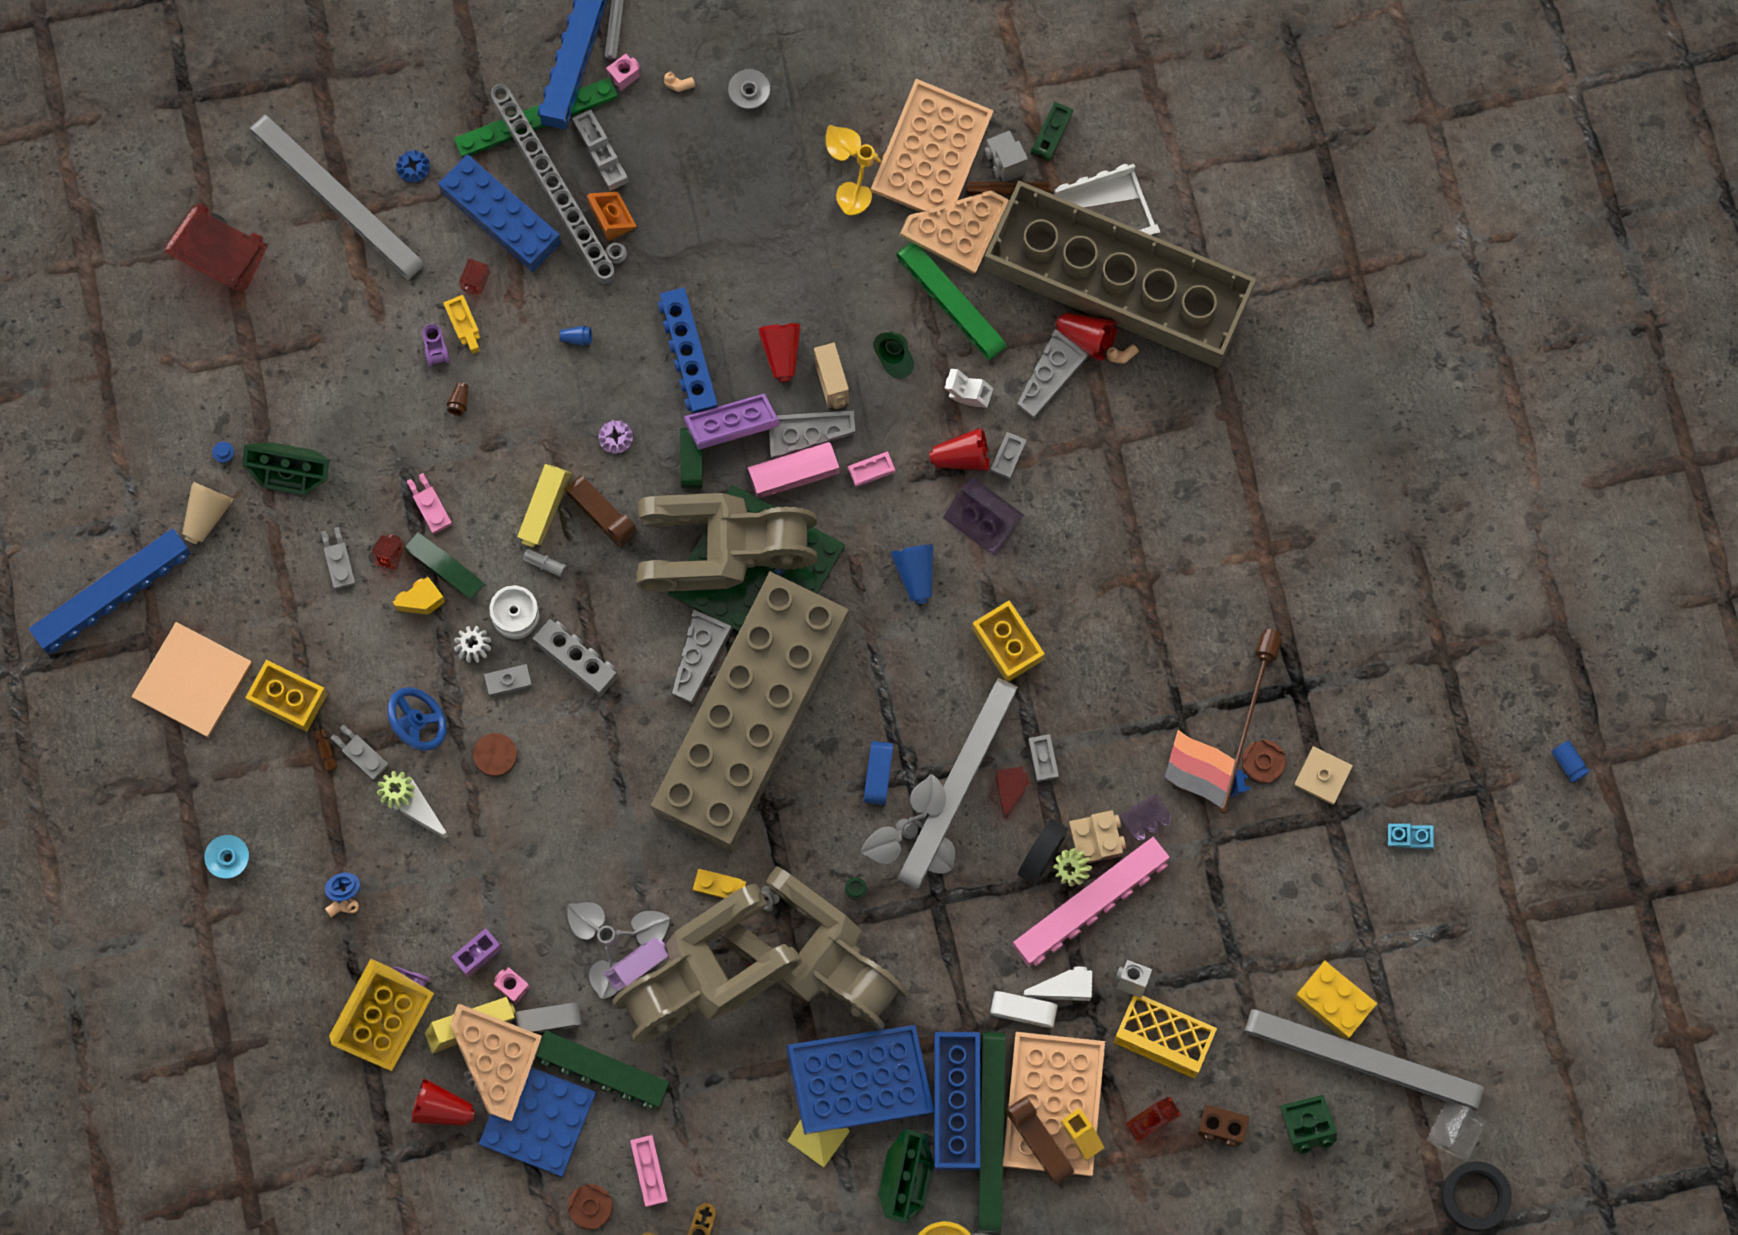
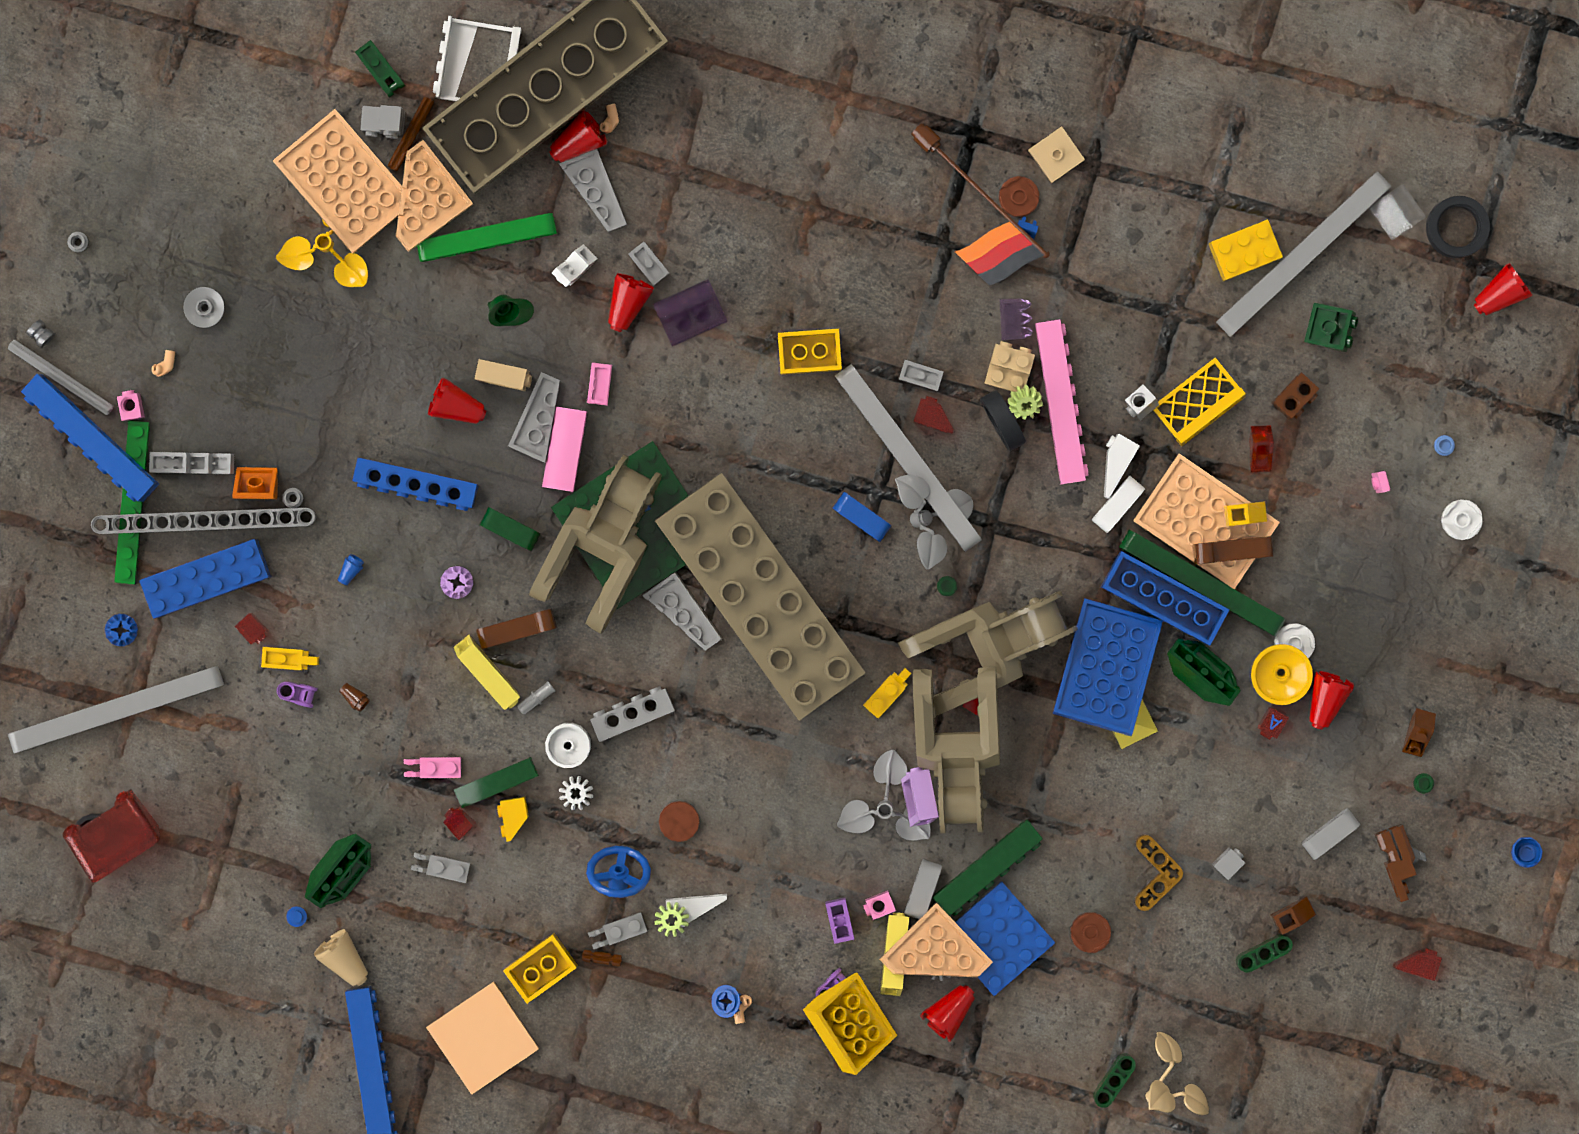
camera: 60 degrees left, 15 degrees up
(224, 846) = (647, 1092): medium azure dish -> none
(508, 680) = (621, 778): light grey plate -> none
(649, 1171) = (1088, 871): bright pink plate -> none
(731, 421) = (497, 479): medium lavender tile -> none
(773, 898) = (917, 662): light grey plate -> none
(916, 571) = (708, 395): blue cone -> none
(1411, 836) = (1144, 111): medium azure slope -> none

